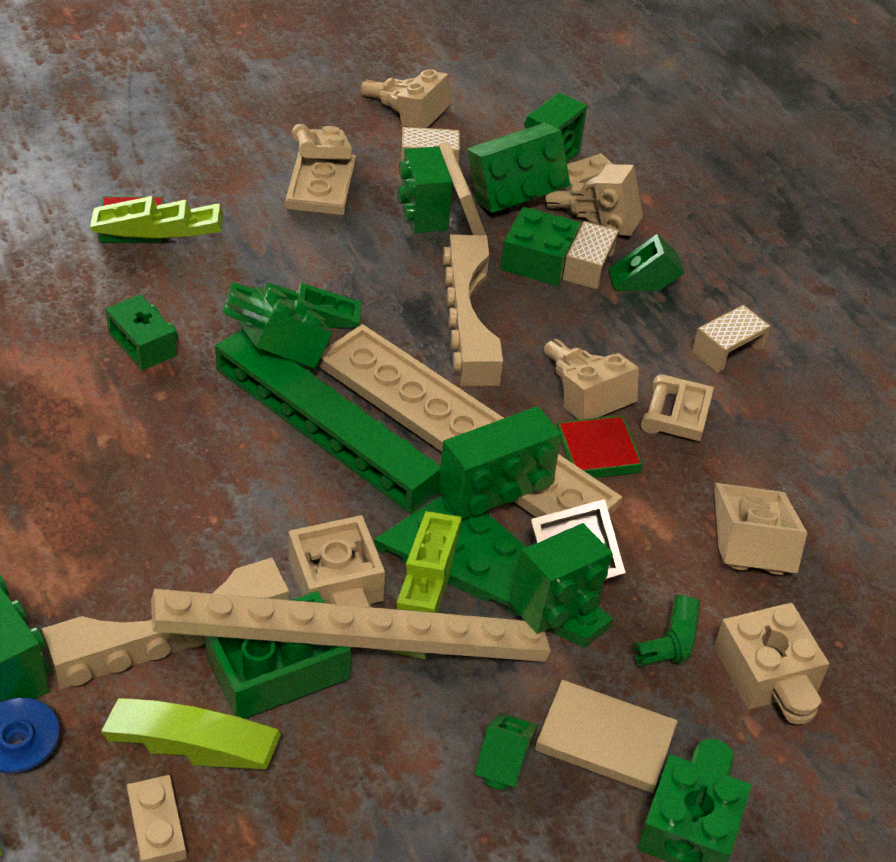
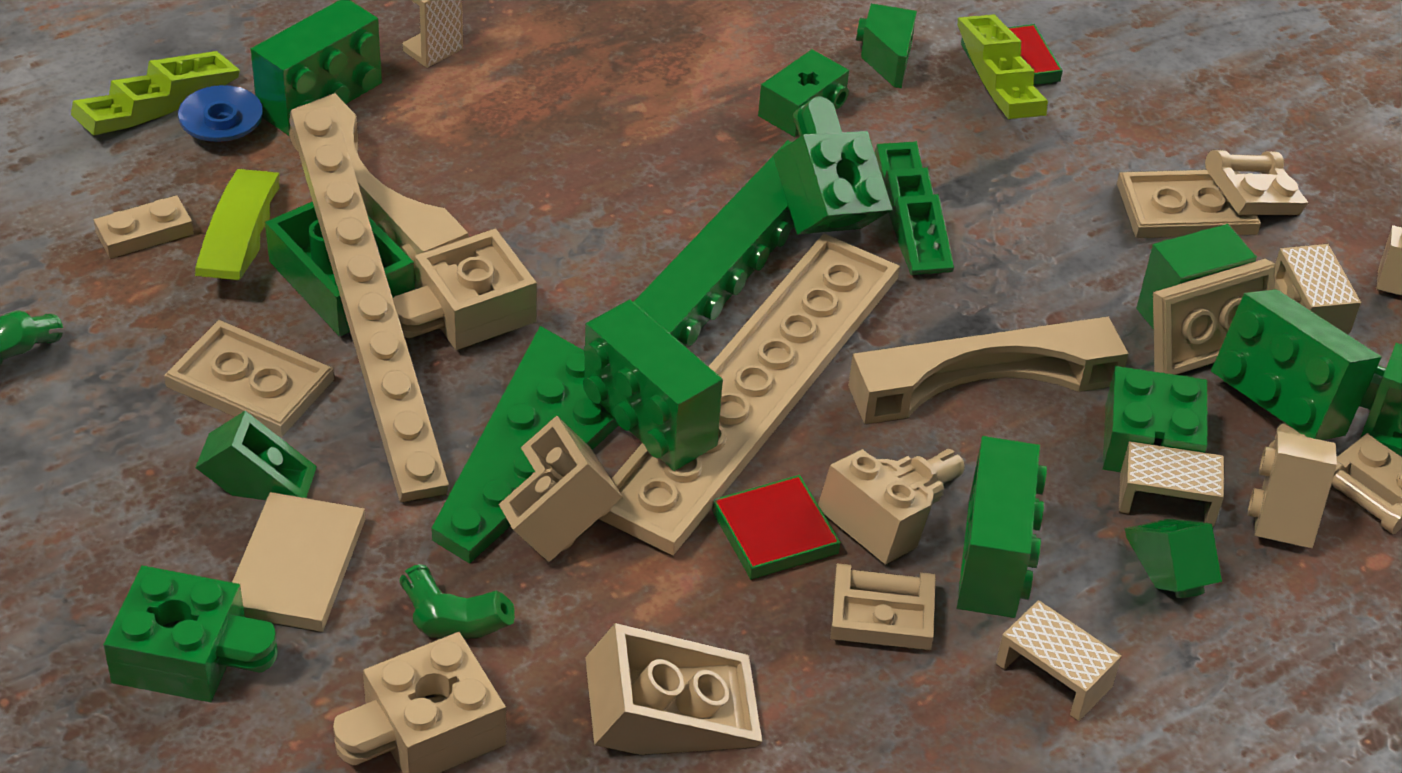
camera: 80 degrees right, 0 degrees up
(97, 272) = (887, 40): none -> green slope
(385, 751) = (249, 374): none -> tan tile
(429, 567) = (493, 369): lime slope -> none
(560, 578) = (469, 451): green piece -> none
(635, 325) = (1001, 527): none -> green brick

